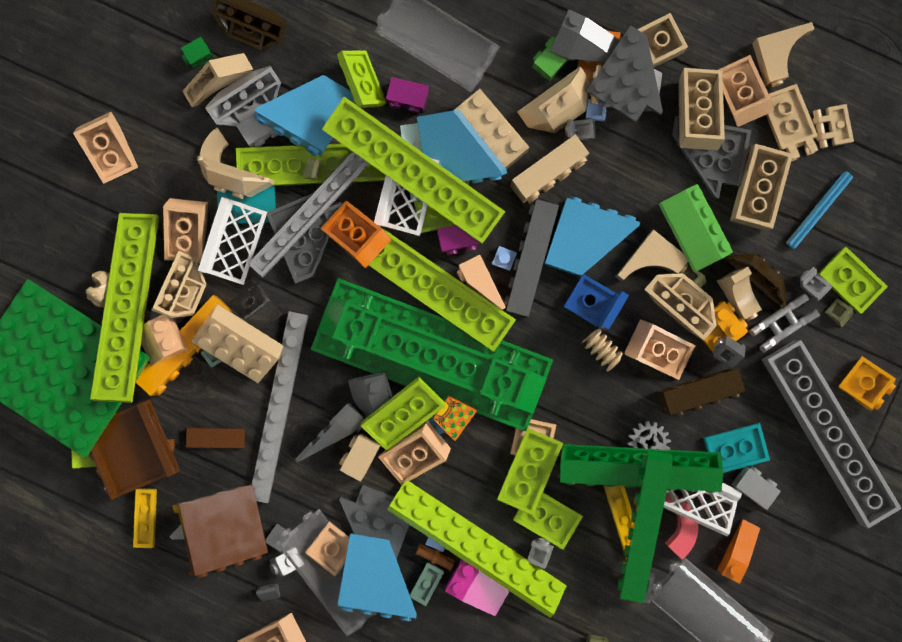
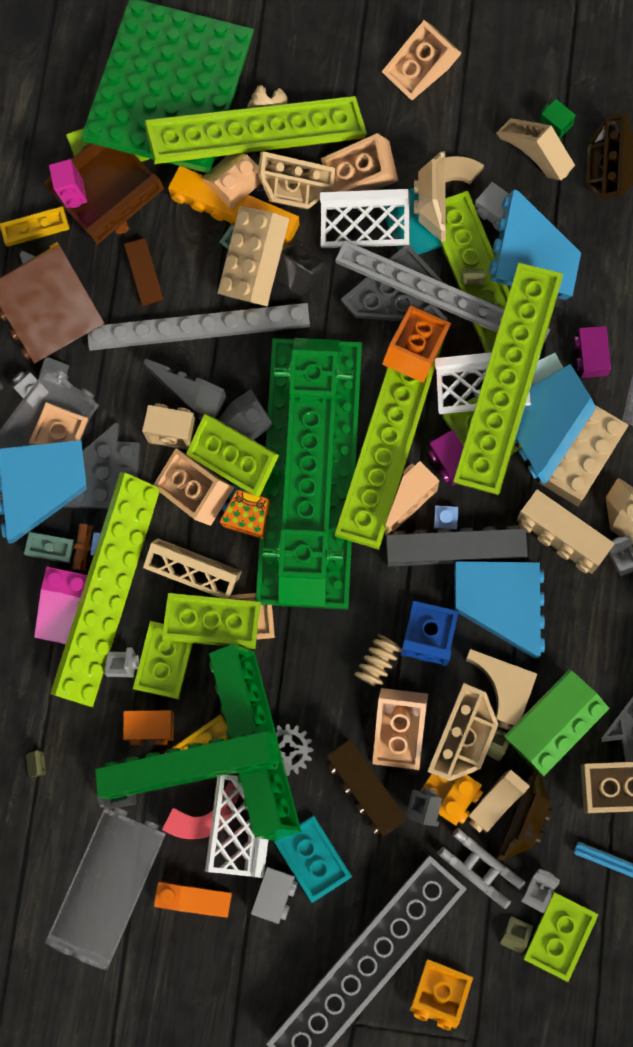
camera: 80 degrees right, 10 degrees down
(121, 480) = (68, 183): none -> dark pink brick
(243, 96) = (517, 172): light grey wedge -> none
(361, 78) = (592, 295): lime plate -> none
(475, 471) = (195, 561): none -> tan fence
(596, 546) = (148, 726): none -> orange brick

